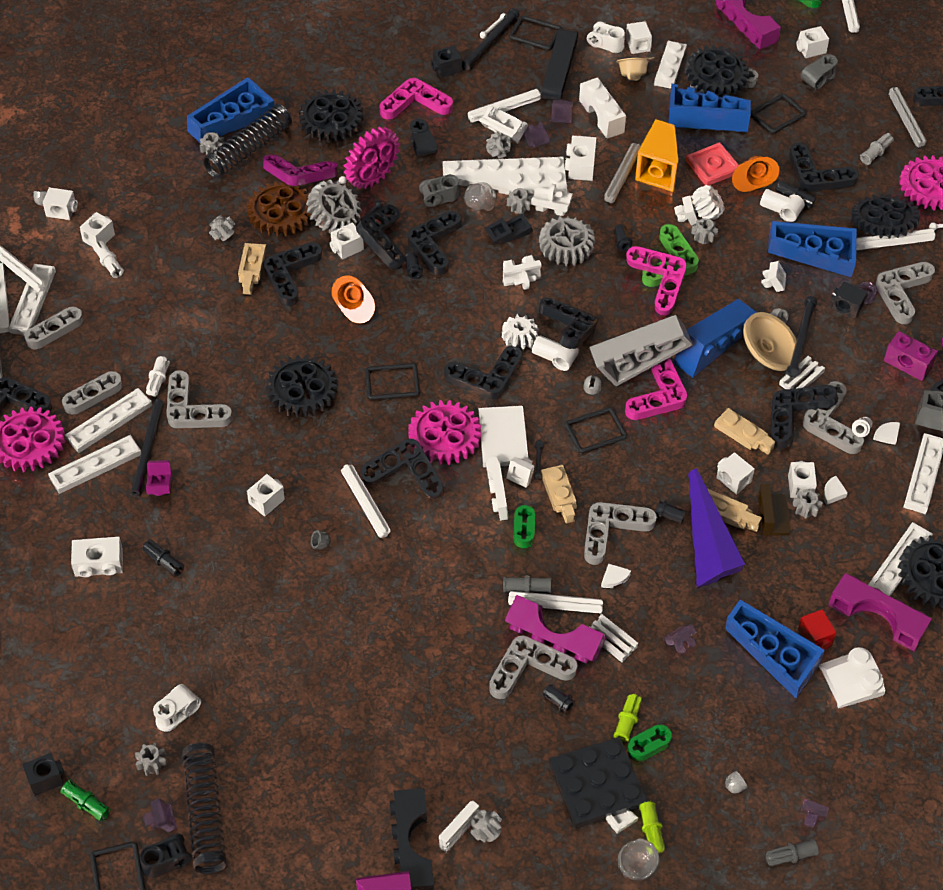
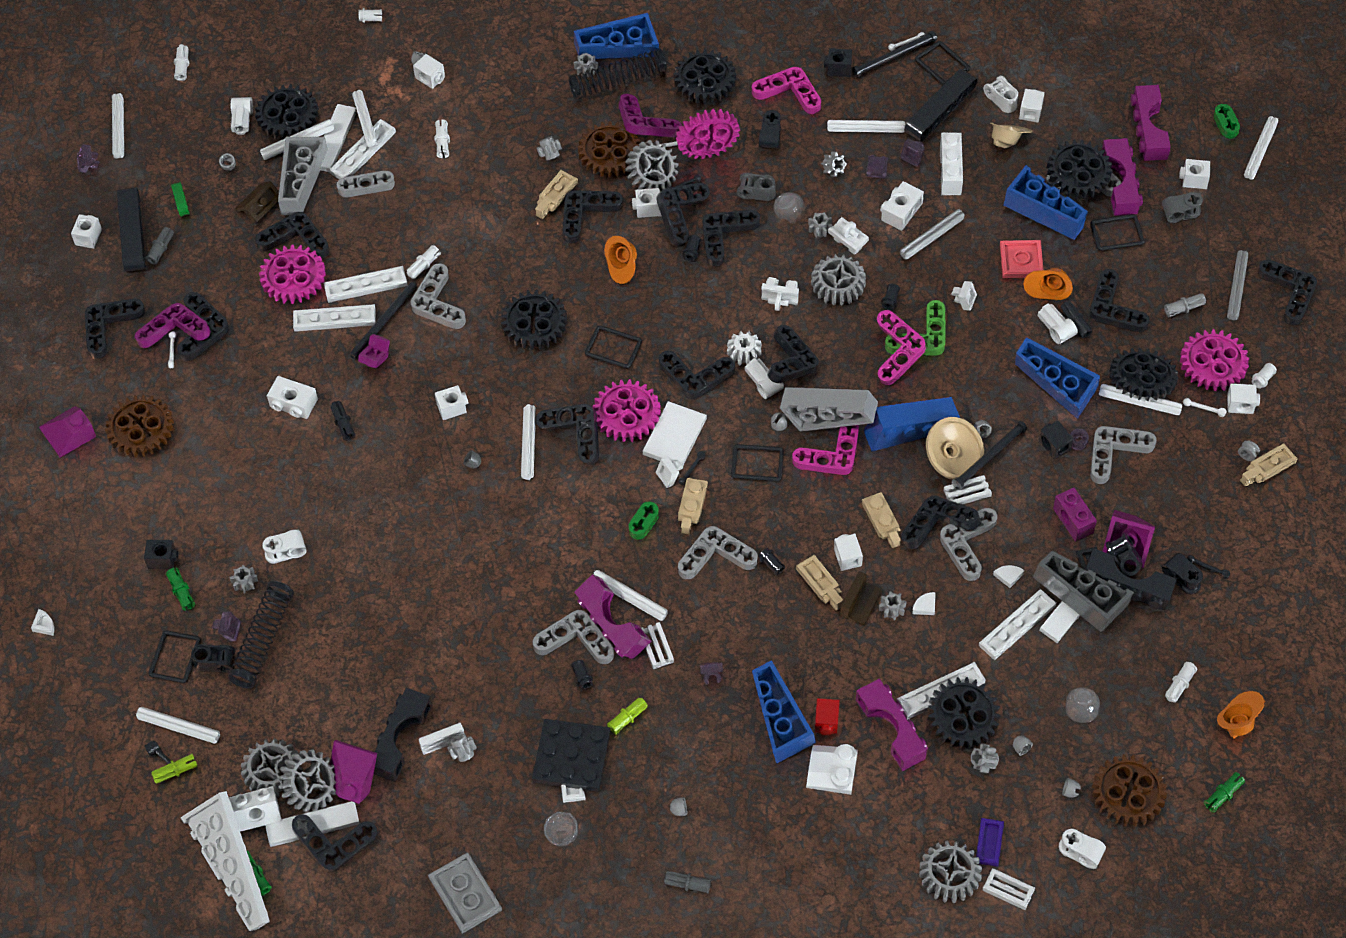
camera: 30 degrees right, 5 degrees up
(74, 396) = (372, 259): light grey beam -> none
(97, 229) = (447, 108): white brick -> none
(497, 487) = (640, 478): white hinge -> none
(503, 124) = (851, 144): white hinge -> none
(508, 231) = (790, 248): black slope -> none
(510, 173) = (830, 196): white wing -> none
(527, 584) = (615, 570): dark grey pin -> none
(614, 576) = (691, 595): white tile -> none
(645, 739) = (632, 743): green beam -> none
(652, 826) = (590, 810): lime axle -> none
(658, 157) = (968, 231): light orange slope -> none
(670, 64) = (1045, 143): white plate -> none
(704, 230) = (967, 320): light grey gear -> none
(707, 202) = (985, 295): white gear -> none
(713, 545) = (785, 607): dark purple wedge -> none
(769, 80) = (1124, 197): none -> magenta arch
(775, 277) = (1004, 390): white tile -> none
(798, 471) = (902, 573): white brick -> none
(814, 810) = (725, 859): clear purple tile -> none
(861, 431) = (983, 559): white pin -> none

